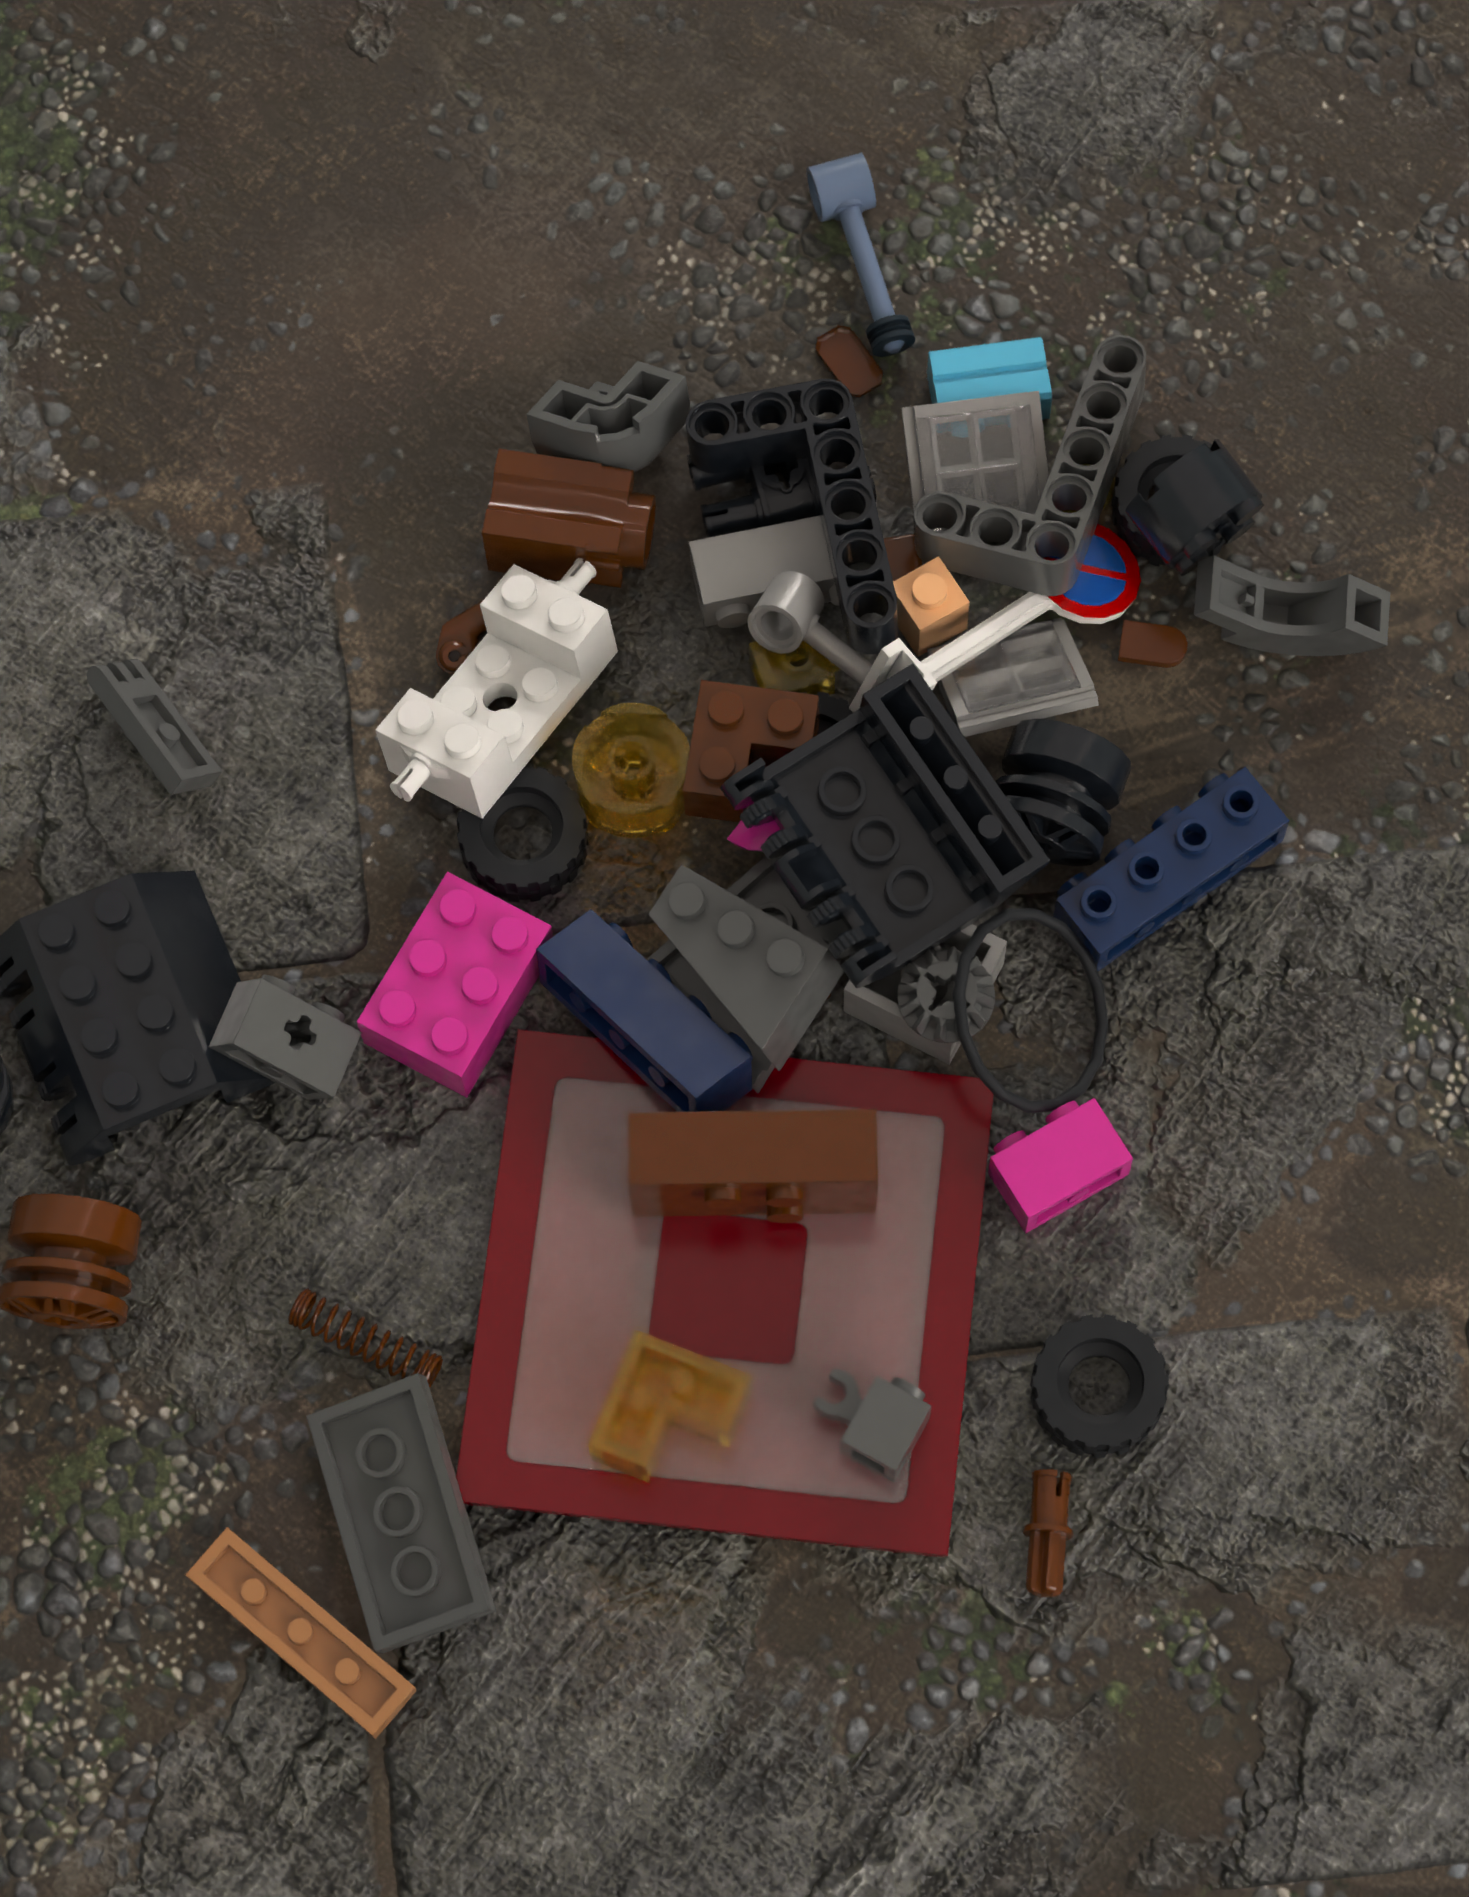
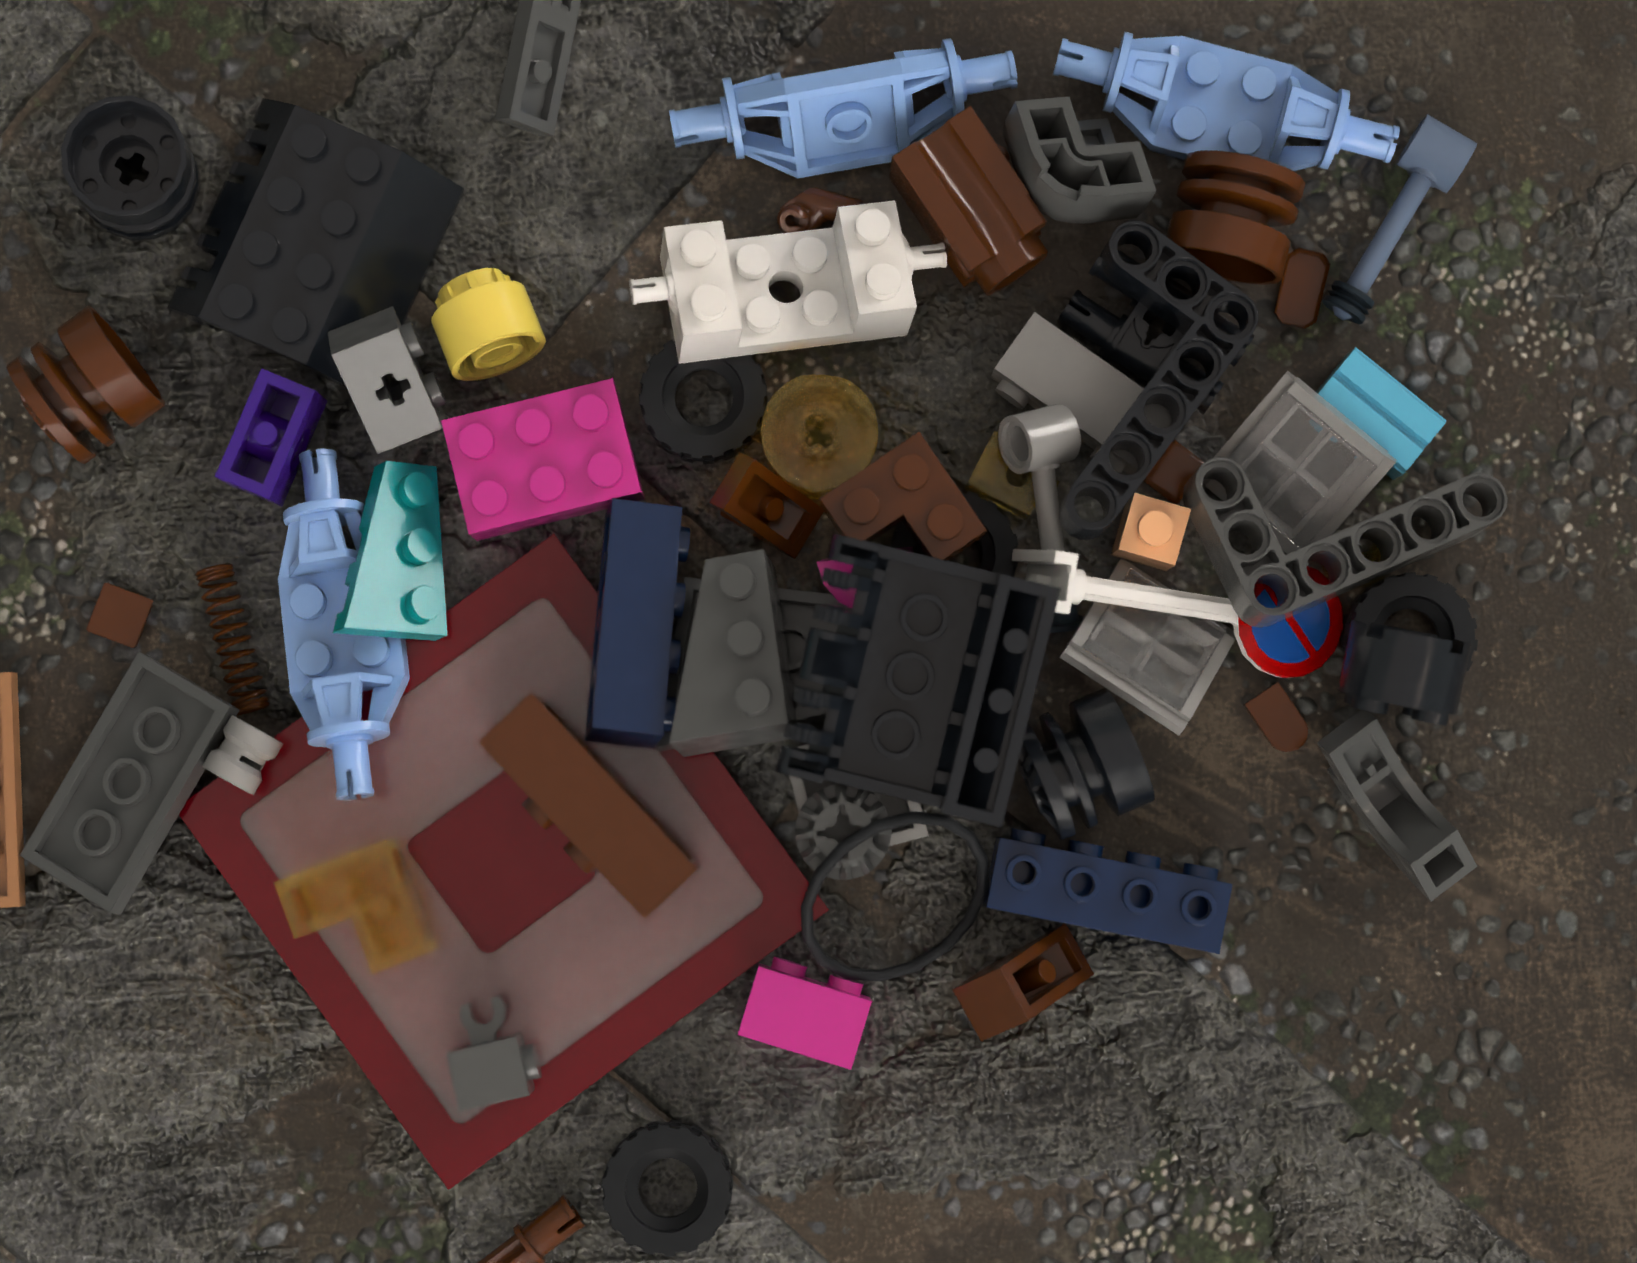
camera: 40 degrees right, 15 degrees up
(244, 1164) = (270, 437): none -> dark purple brick
(262, 1413) = (120, 615): none -> reddish brown piece
(316, 934) = (486, 325): none -> light yellow piece
(411, 552) = (846, 113): none -> light blue plate
(432, 1152) = (399, 562): none -> wing
(433, 1241) = (326, 667): none -> light blue plate
(463, 1399) = (243, 740): none -> light grey wheel
(643, 855) = (766, 506): none -> reddish brown slope
(667, 295) = (1224, 102): none -> light blue plate
(752, 340) = (1234, 215): none -> reddish brown wheel
(1181, 987) = (1023, 983): none -> reddish brown slope

